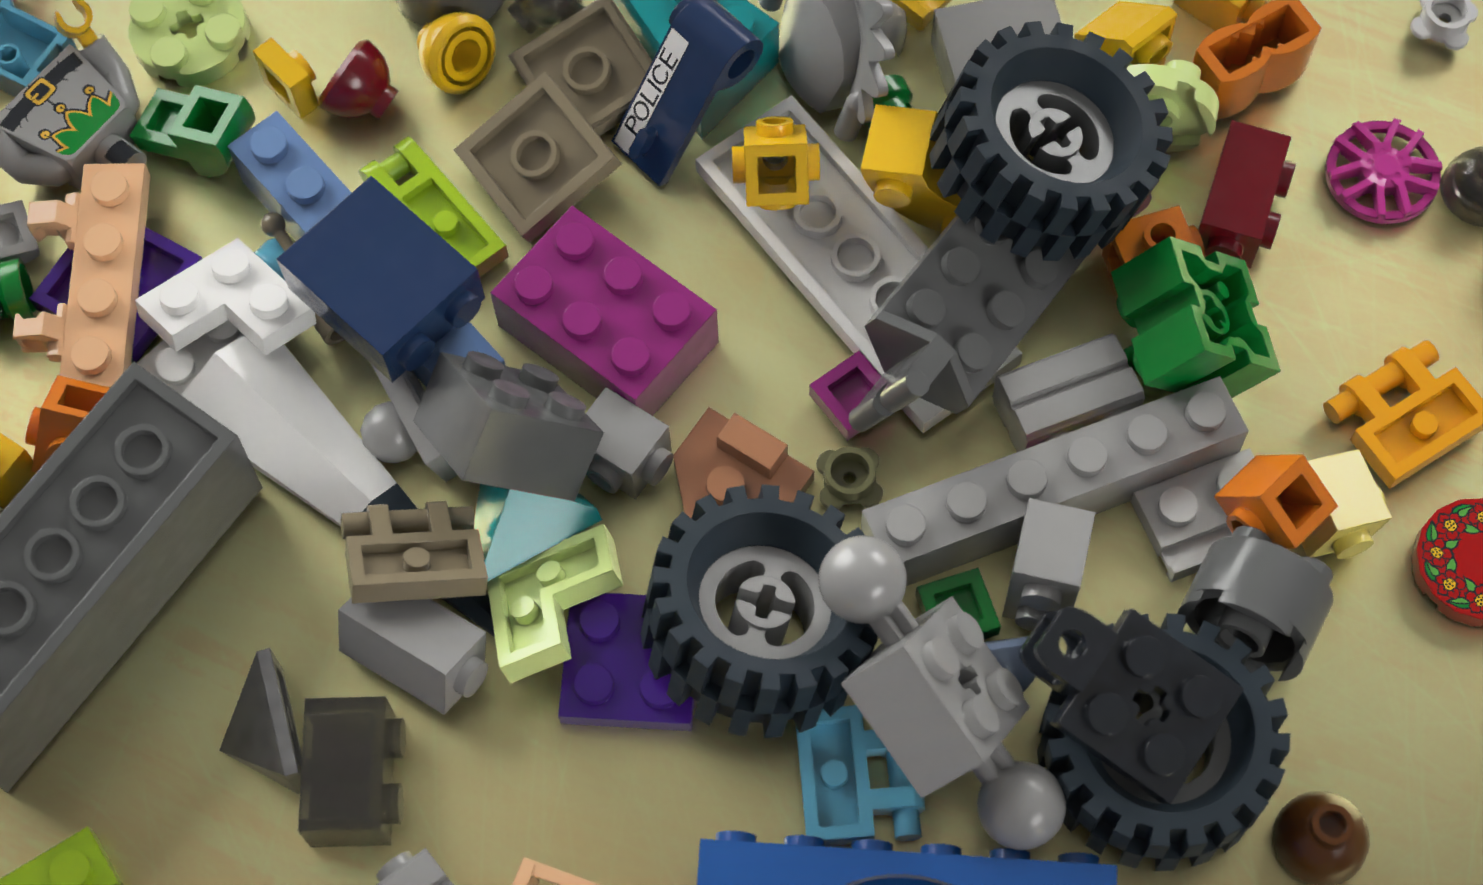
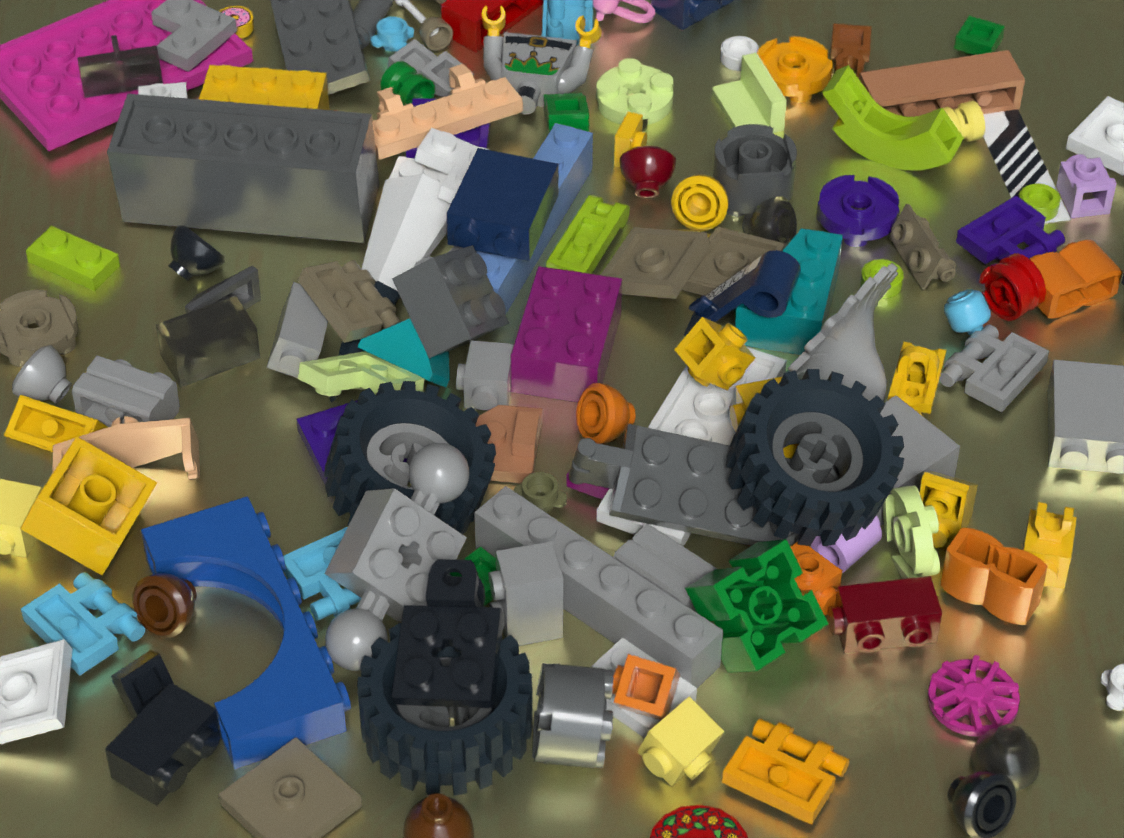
camera: 60 degrees right, 20 degrees down
(161, 721) = (192, 254): none -> black brick
(767, 343) = (603, 413): none -> orange brick

